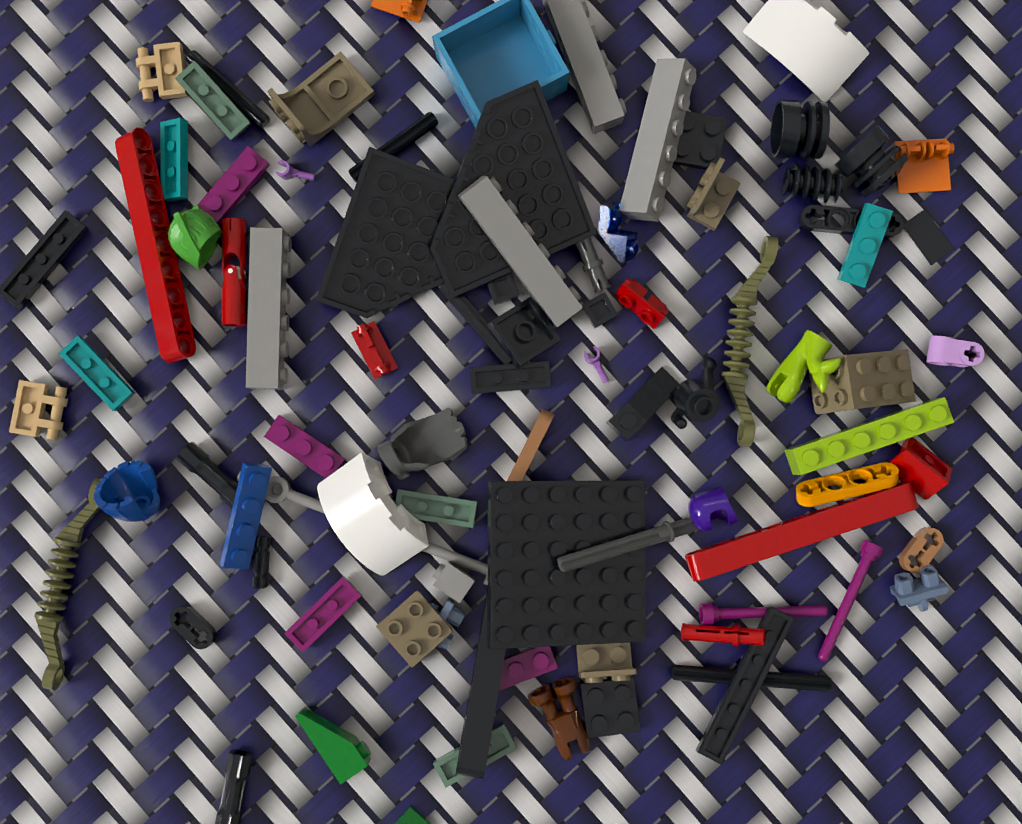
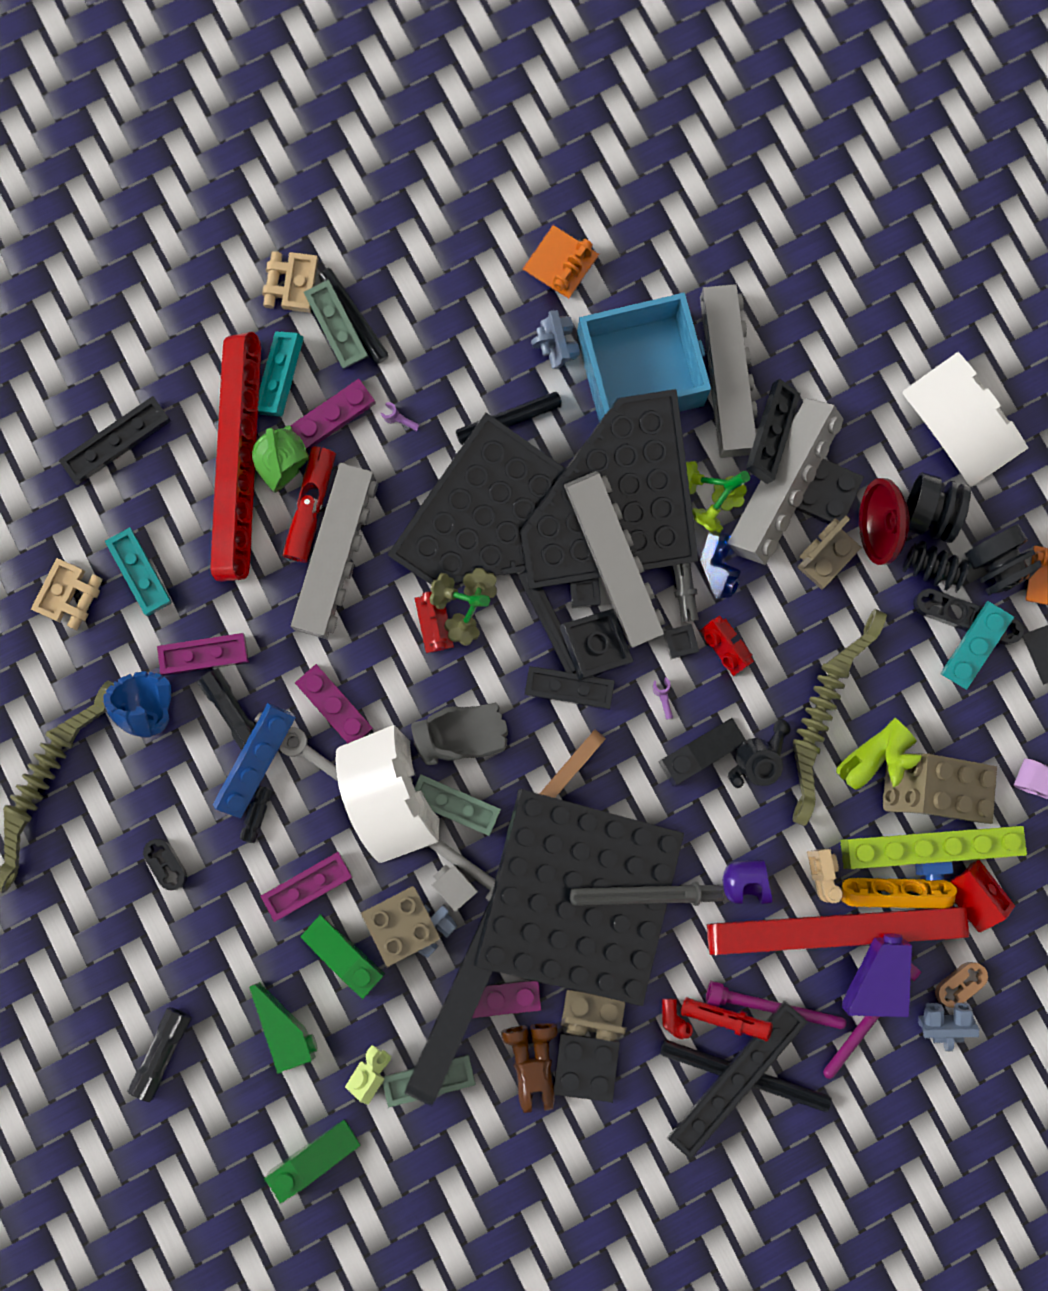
camera: 10 degrees right, 5 degrees down
(174, 432) = (202, 654): none -> magenta plate
(322, 100) = (448, 351): dark tan bracket -> none
(371, 667) = (342, 956): none -> green slope
(406, 308) = (477, 591): none -> olive plant
(414, 65) = (552, 339): none -> sand blue hips
(420, 767) = (367, 1077): none -> yellowish green plate
(608, 166) = (727, 495): none -> lime plant
(635, 97) = (773, 431): none -> black plate
(676, 648) = (672, 1022): none -> red arm
(755, 154) = (883, 521): none -> dark red dish
(776, 482) = (823, 869): none -> tan plate
(852, 566) = (882, 980): none -> dark purple slope
(874, 457) = (934, 871): none -> blue plate

